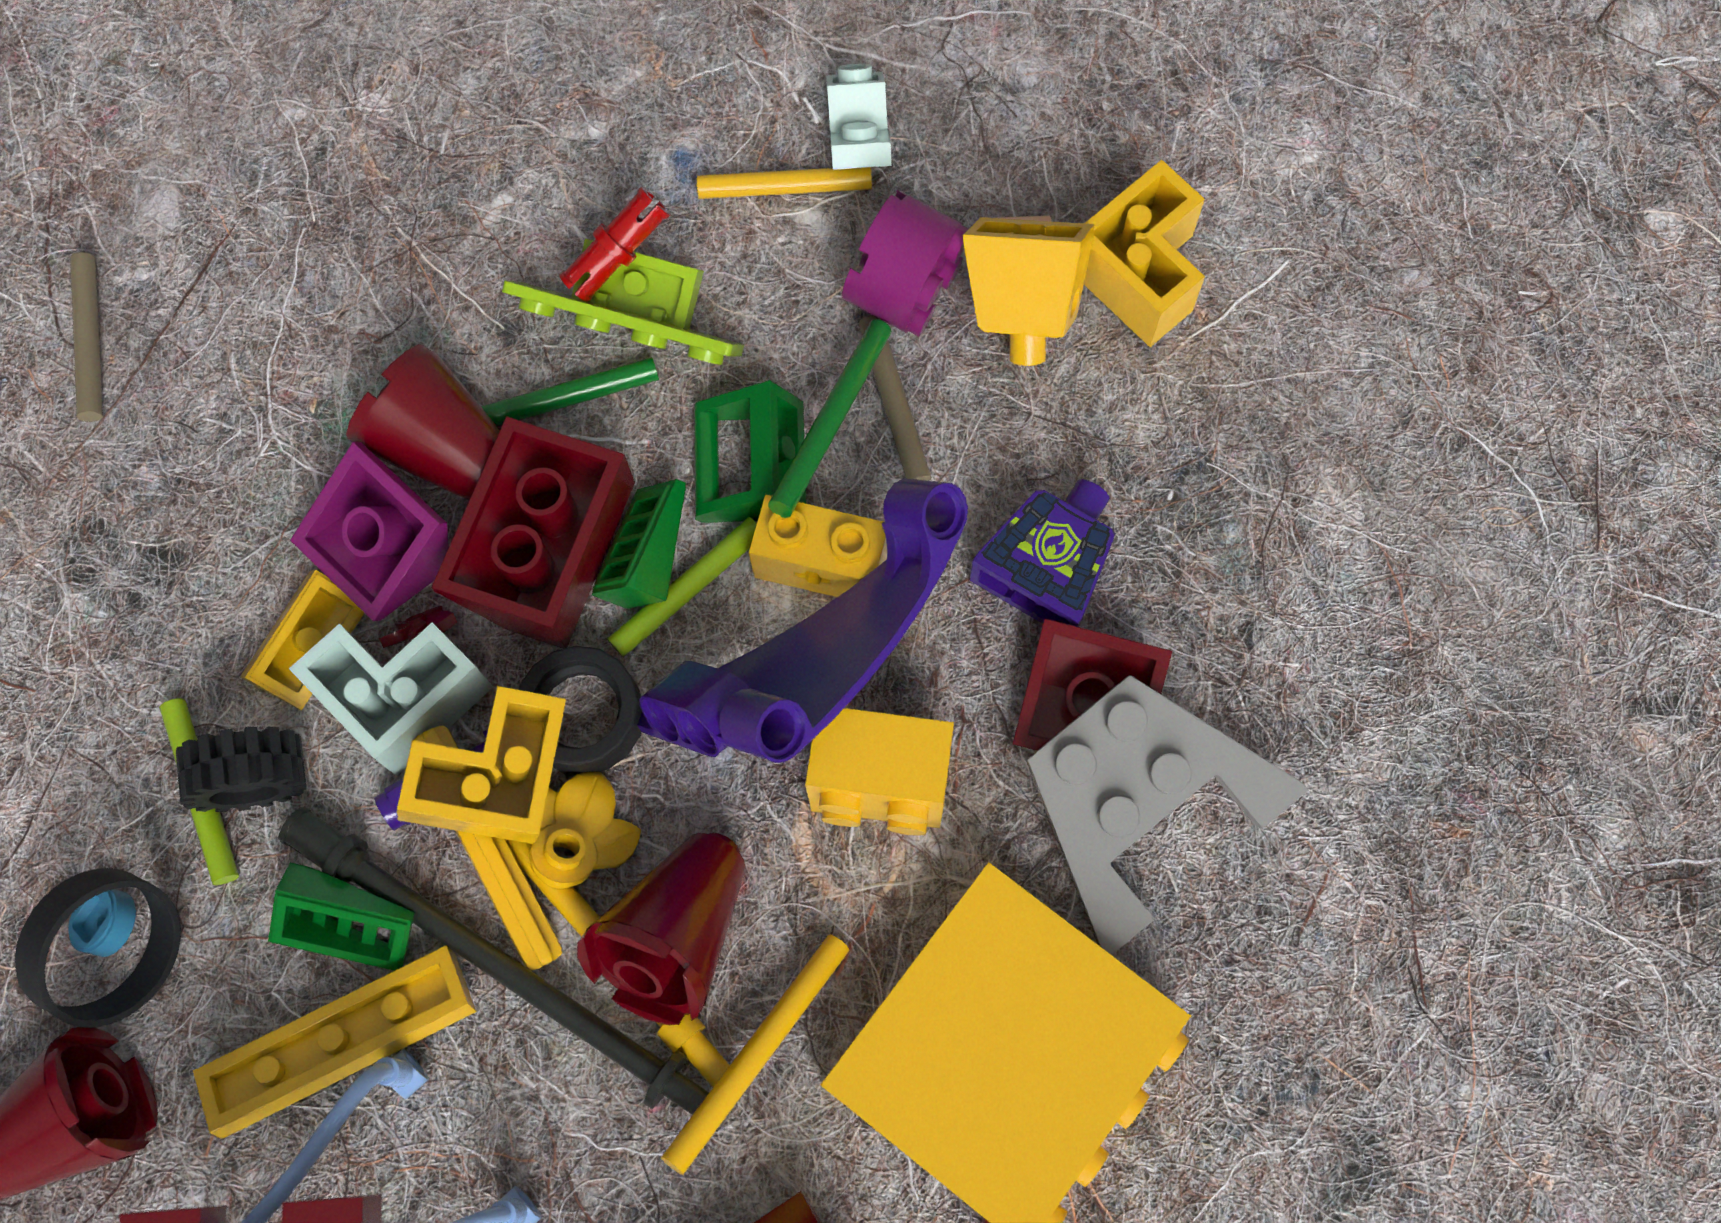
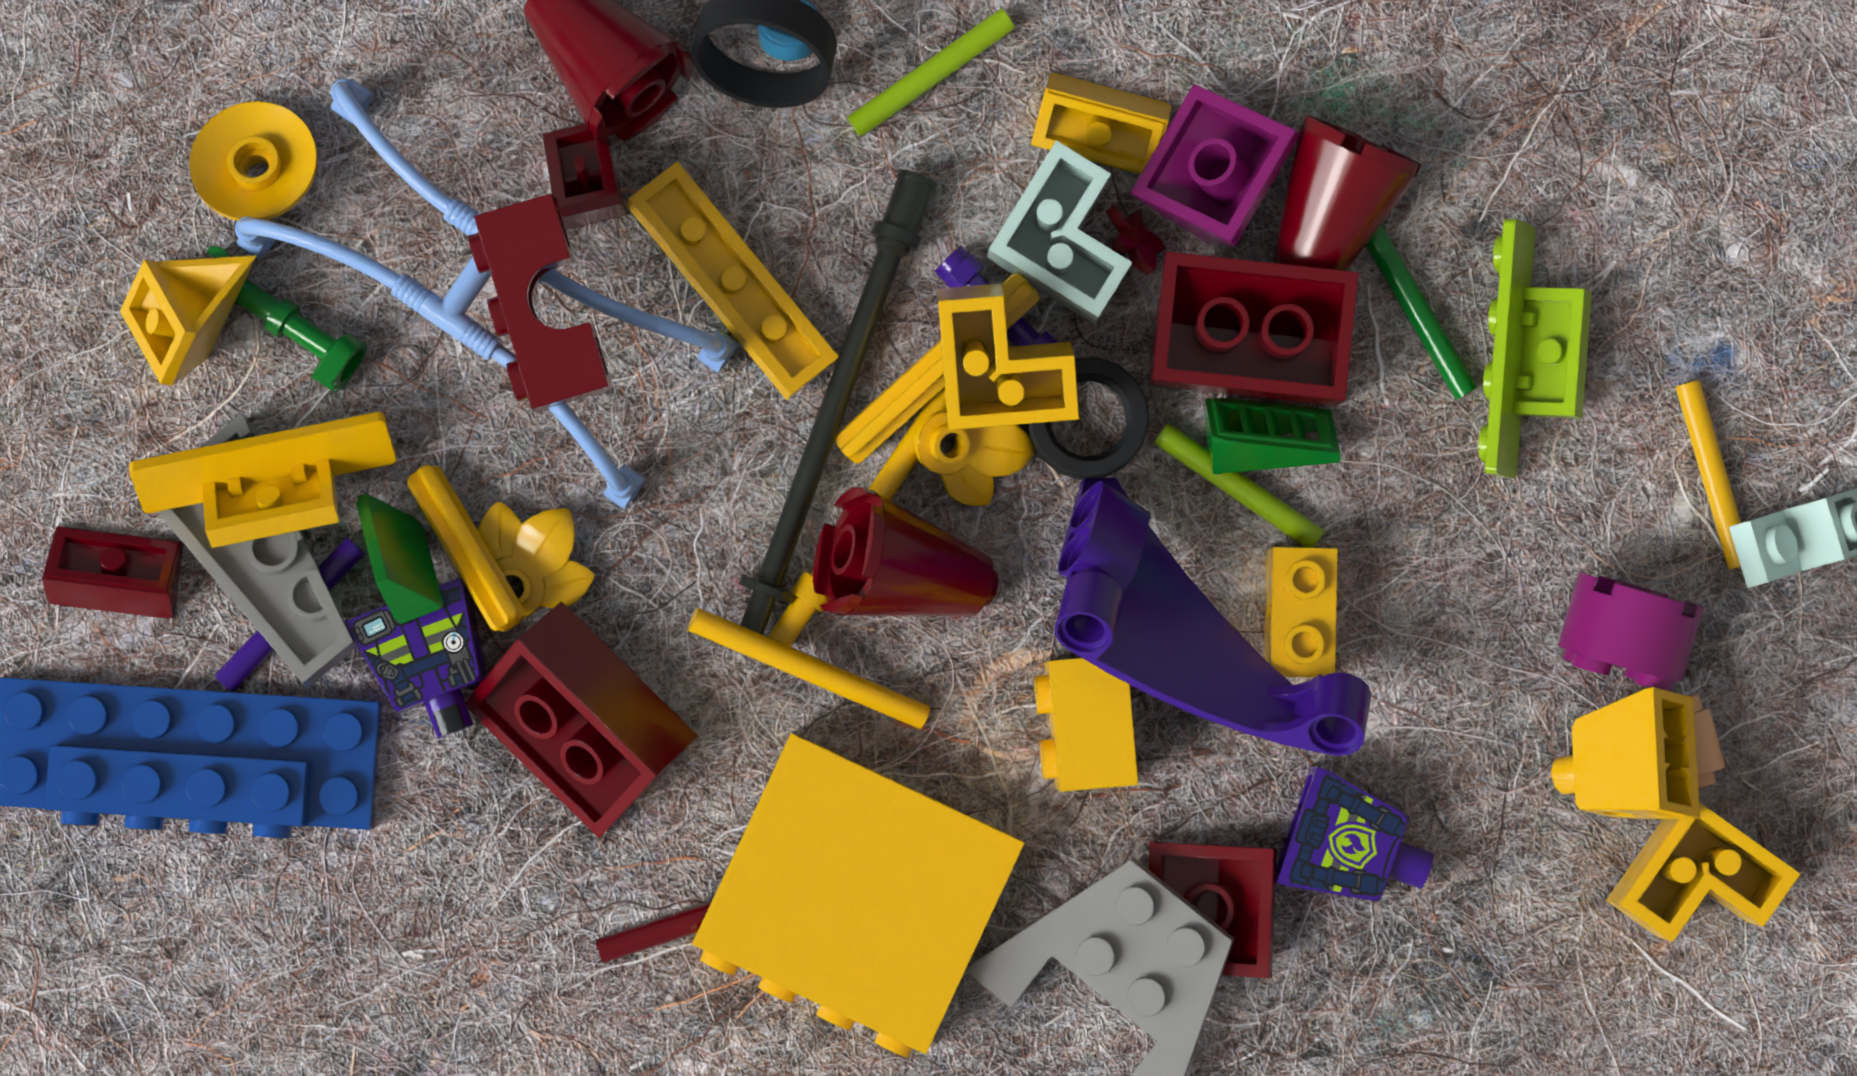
camera: 70 degrees right, 15 degrees up
(181, 1176) = (582, 177): none -> dark red slope
(240, 769) = (954, 119): black tyre -> none
(302, 919) = (842, 230): green slope -> none
(614, 244) = (1577, 325): red pin -> none
(774, 440) = (1395, 542): green tile -> none
(829, 419) = (1438, 593): green bar -> none
(898, 412) = (1484, 649): dark tan bar -> none

